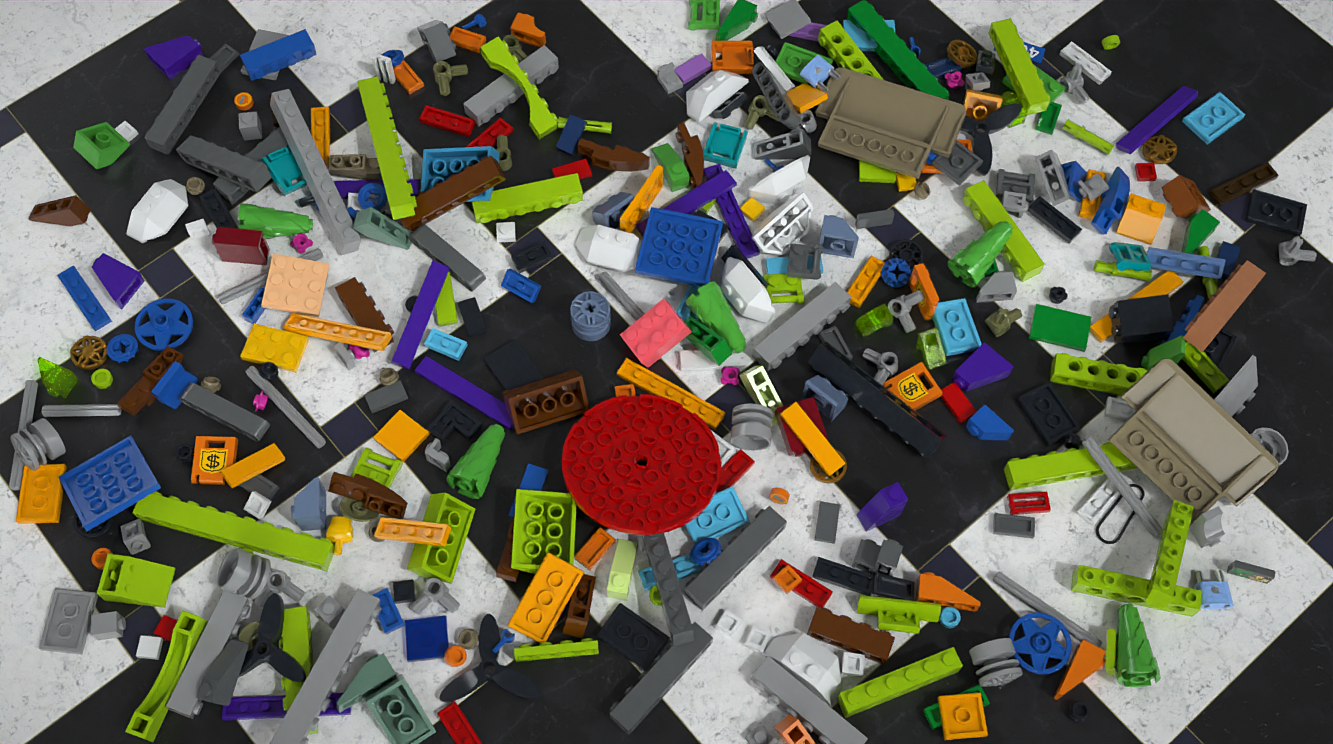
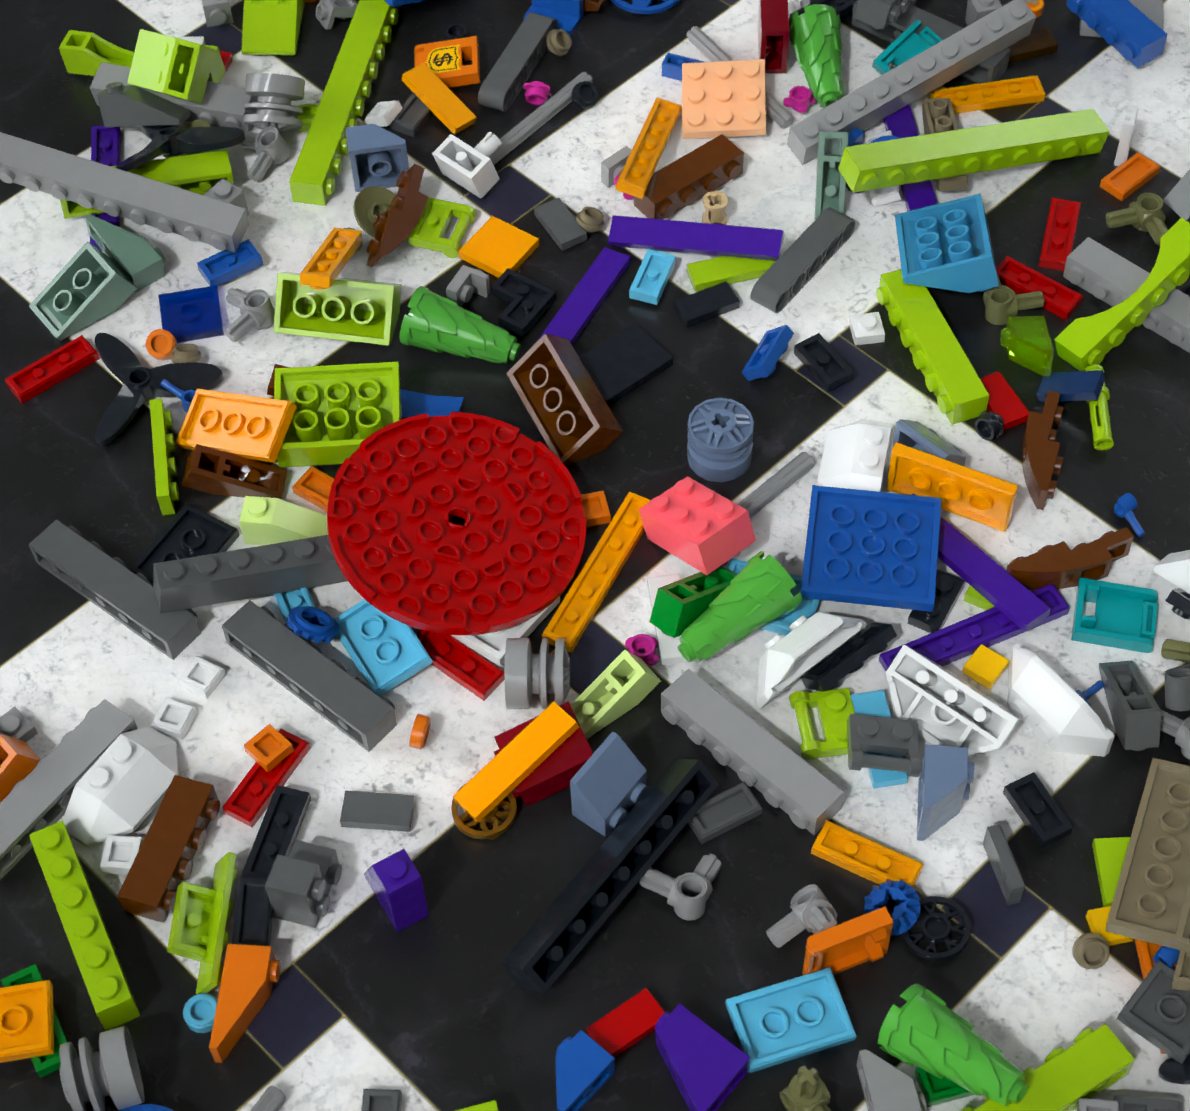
camera: 90 degrees right, 10 degrees down
(199, 645) = (171, 66): none -> lime slope
(275, 346) = (624, 98): yellow plate -> none
(327, 446) = (469, 165): none -> white brick
(339, 532) = (340, 201): yellow piece -> none
(396, 56) = (1153, 148): blue gear -> none
(396, 301) = (714, 209): none -> tan bush
(404, 591) = (260, 278): black plate -> none
(454, 192) = (906, 234): reddish brown brick -> none
(538, 148) = (1028, 343): none -> clear neon green slope
(591, 180) = (989, 425): none -> black plate
(655, 127) = (1124, 508): none -> blue hand
(673, 167) = (1042, 528): bright green slope -> none
(842, 199) = (1037, 810): none -> black plate
(874, 320) = (779, 869): clear neon green leg -> none
(911, 389) = (641, 932): orange container -> none
(931, 347) = (727, 966): clear neon green slope -> none

